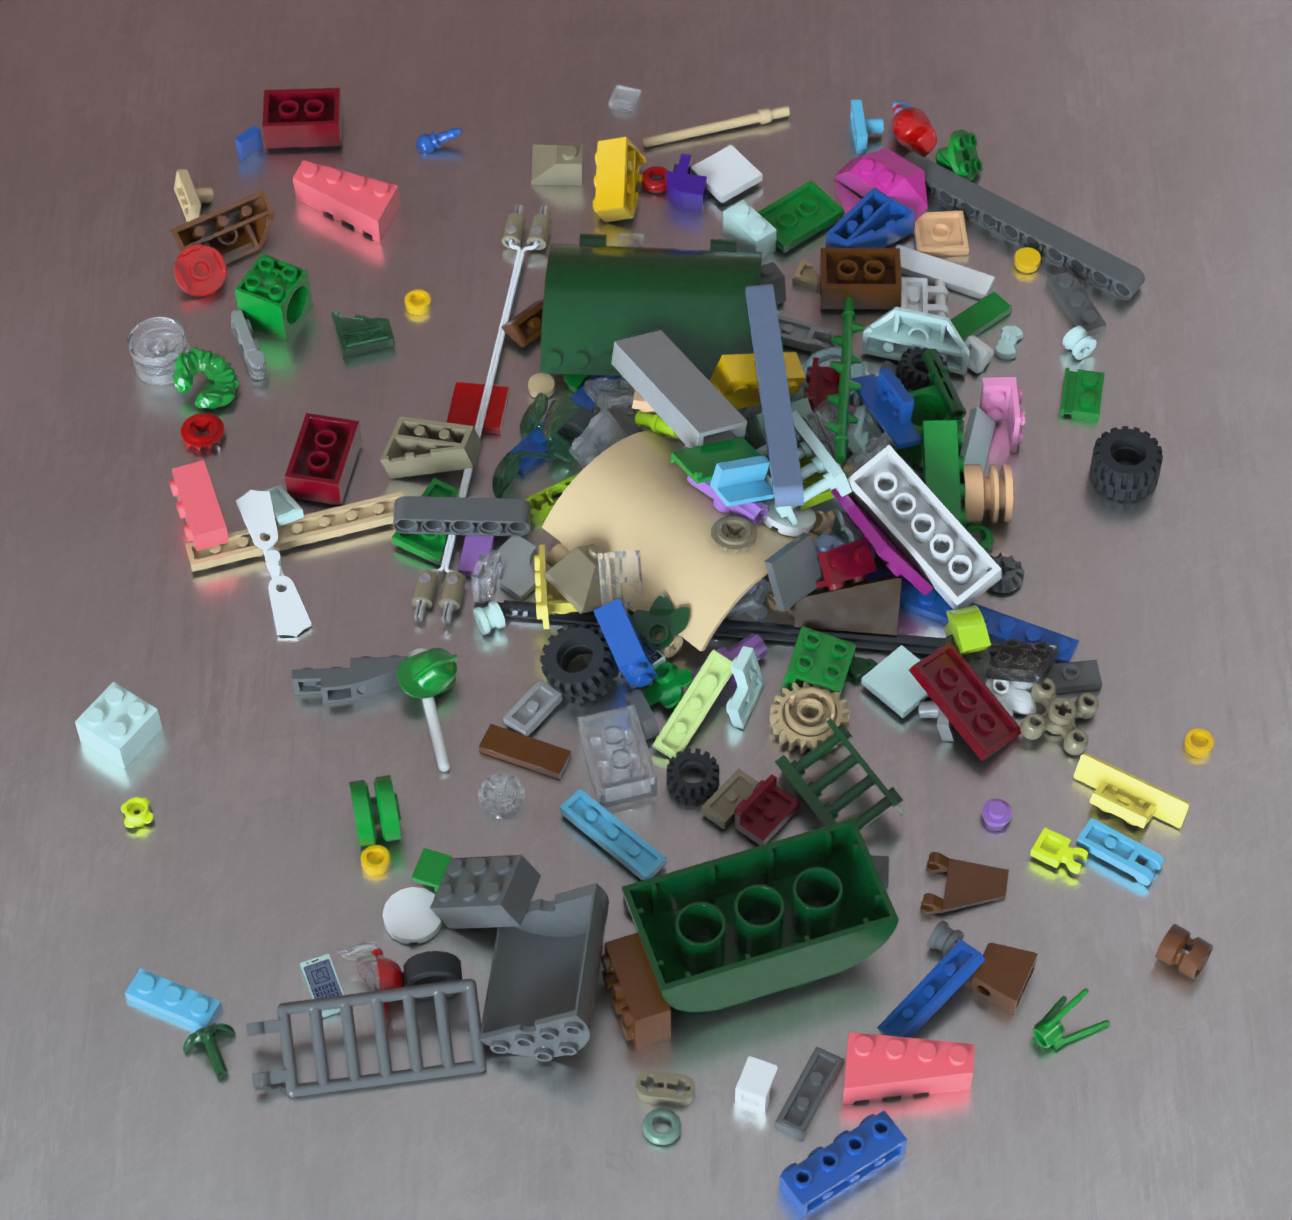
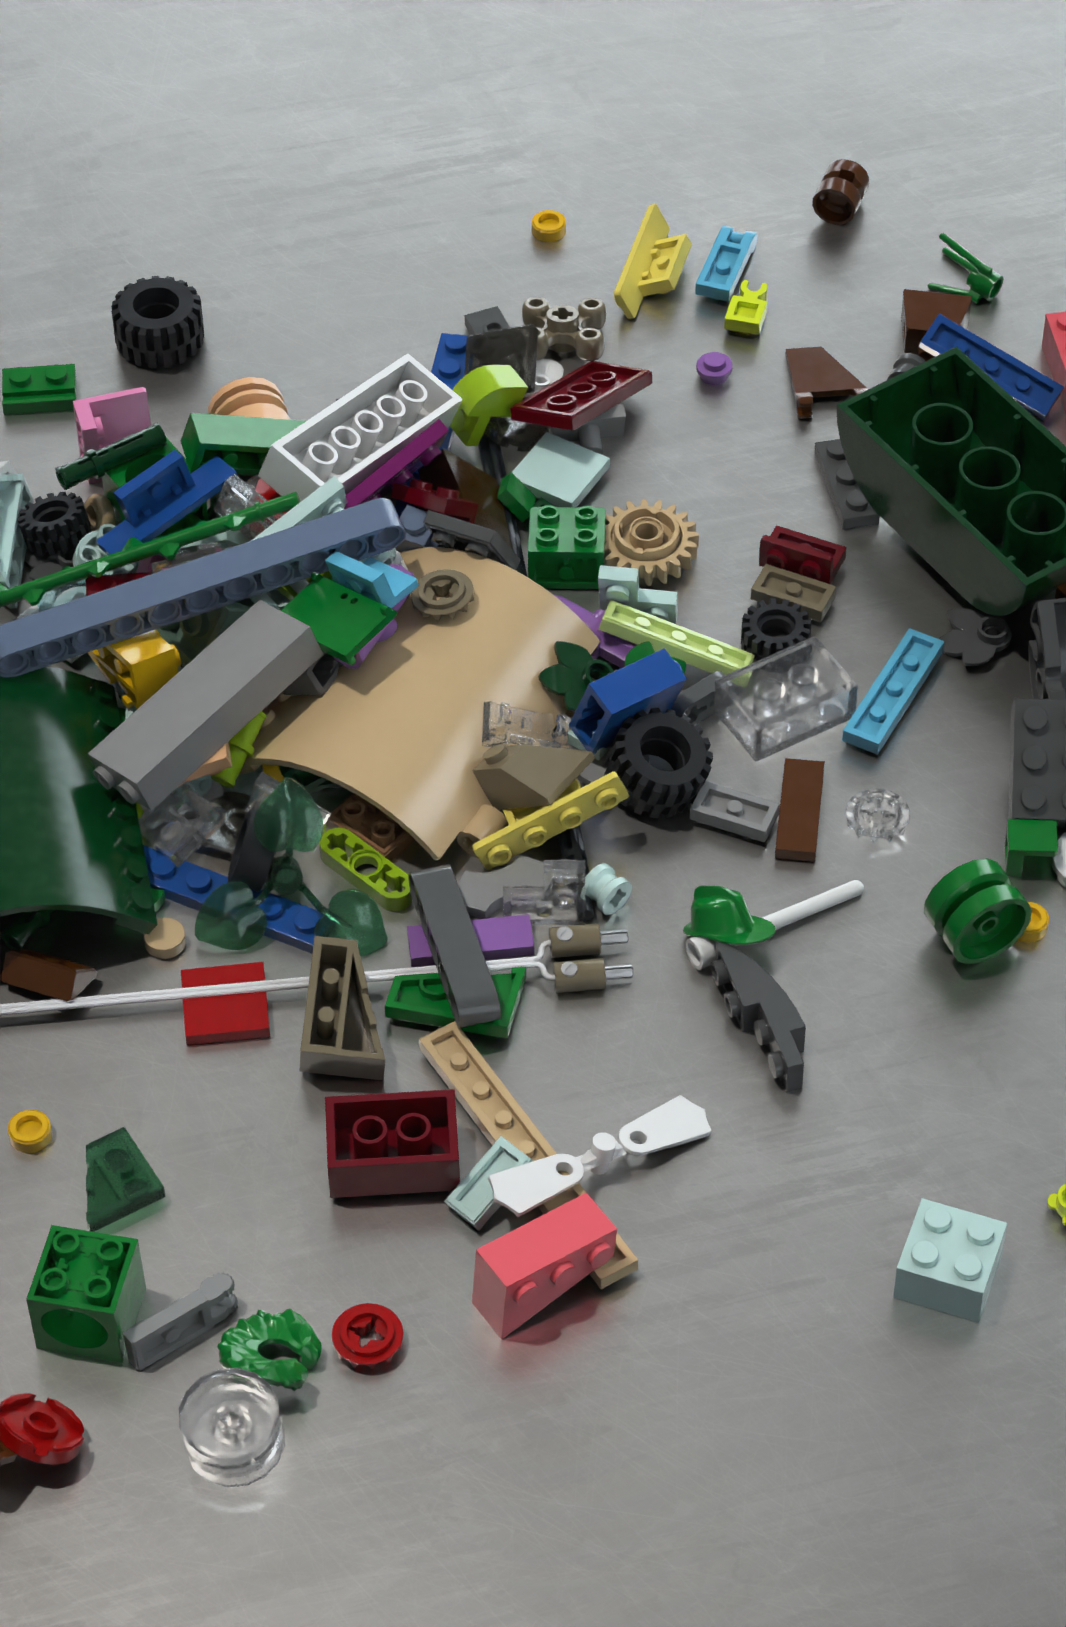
camera: 105 degrees left, 5 degrees down
(812, 791) = (757, 518): dark green fence -> none
(876, 644) = (516, 497): none -> green tile

